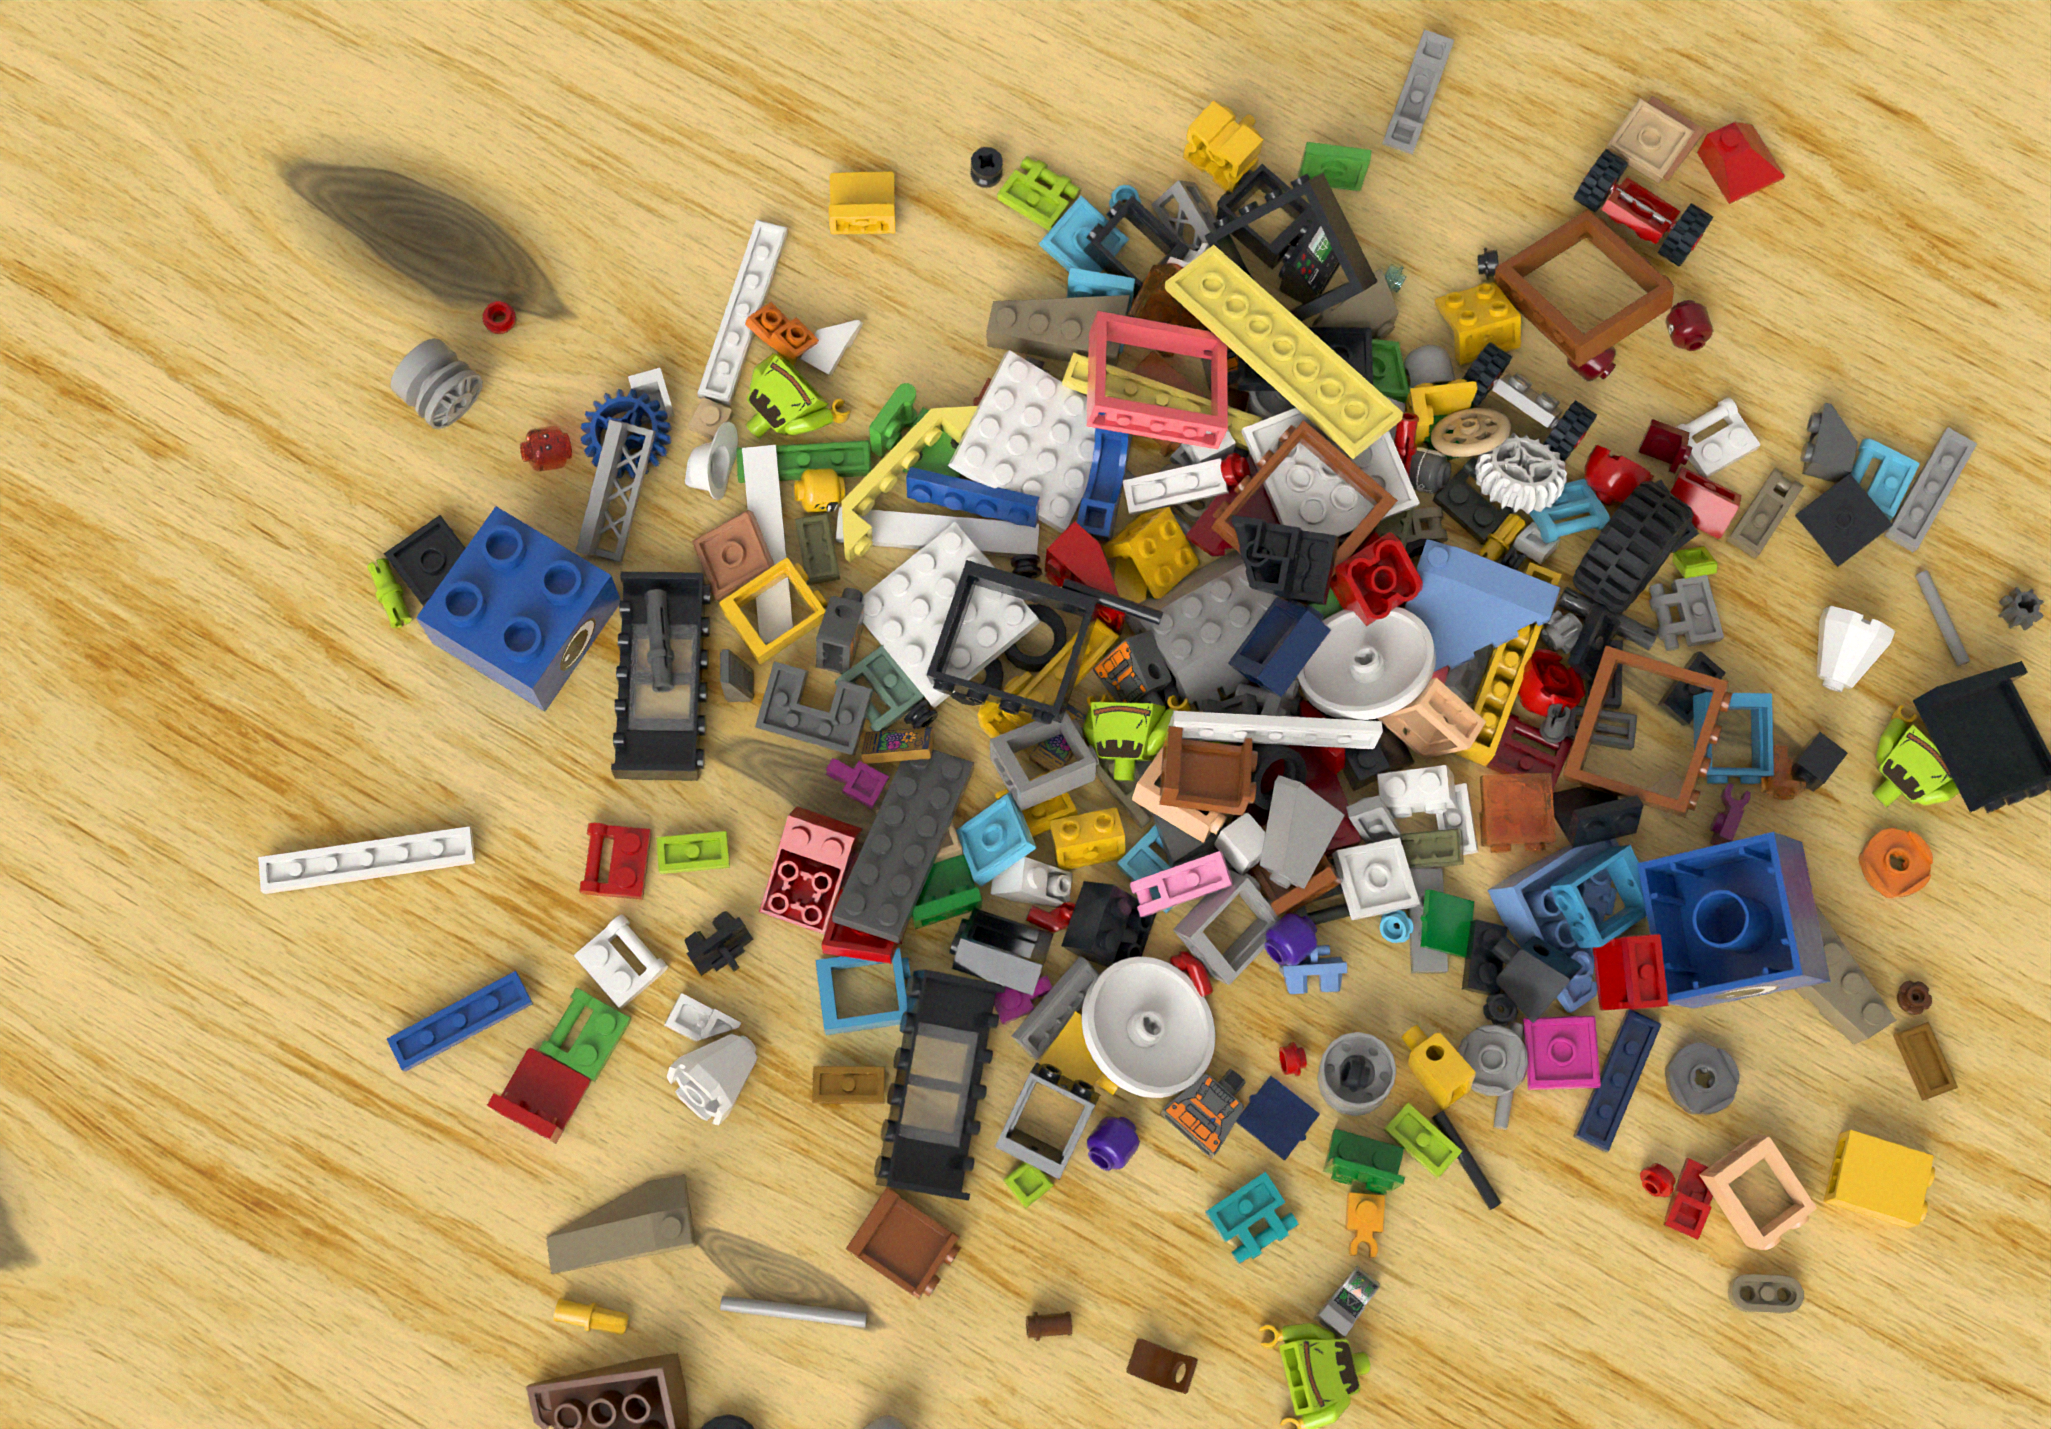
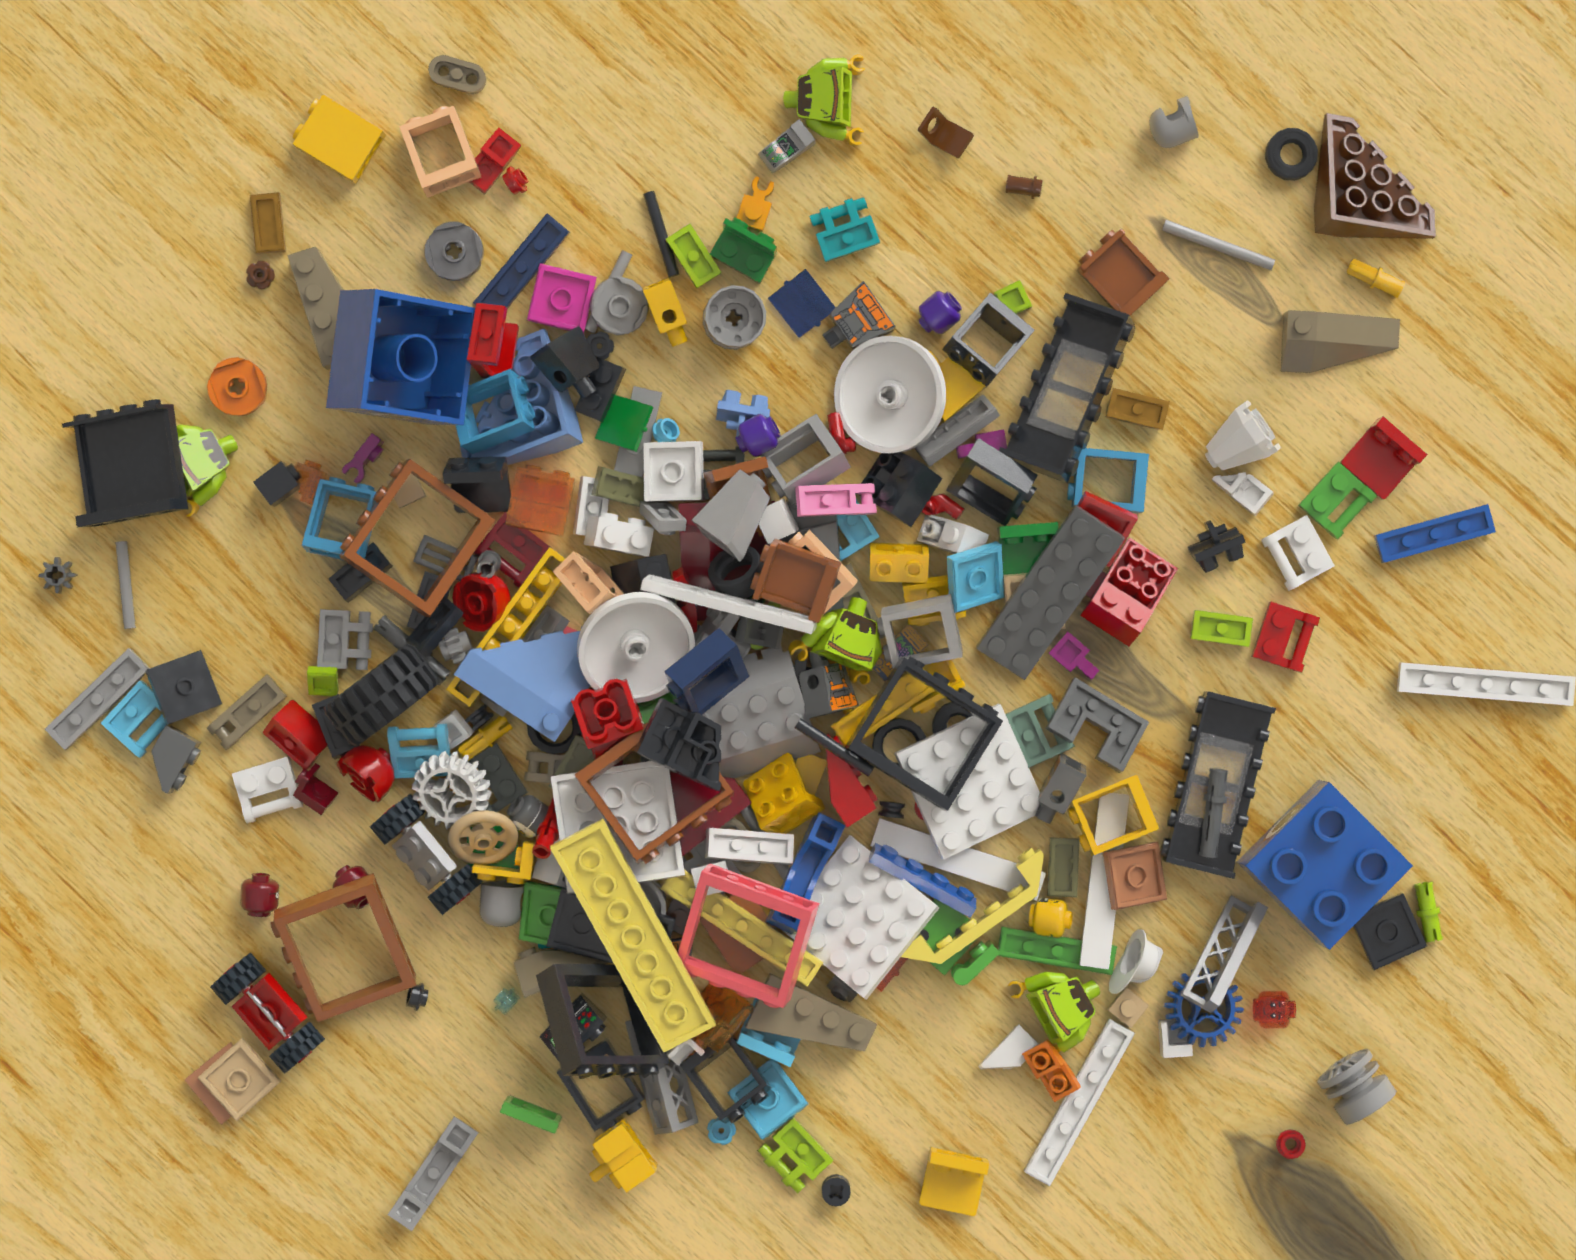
camera: 160 degrees left, 15 degrees up
(736, 678) = (1156, 765): dark grey slope -> none
(898, 745) = (1035, 676): pearl gold tile -> none
(921, 715) = (1010, 698): black bush -> none
(1234, 469) = (698, 844): red plate -> none
(1292, 1059) = (778, 345): red plate -> none
(1355, 1074) = (738, 313): black plate -> none
(1478, 318) = (441, 944): yellow bracket -> none
(1739, 161) = (160, 1043): red slope -> none
(1848, 646) = (218, 574): white cone -> none

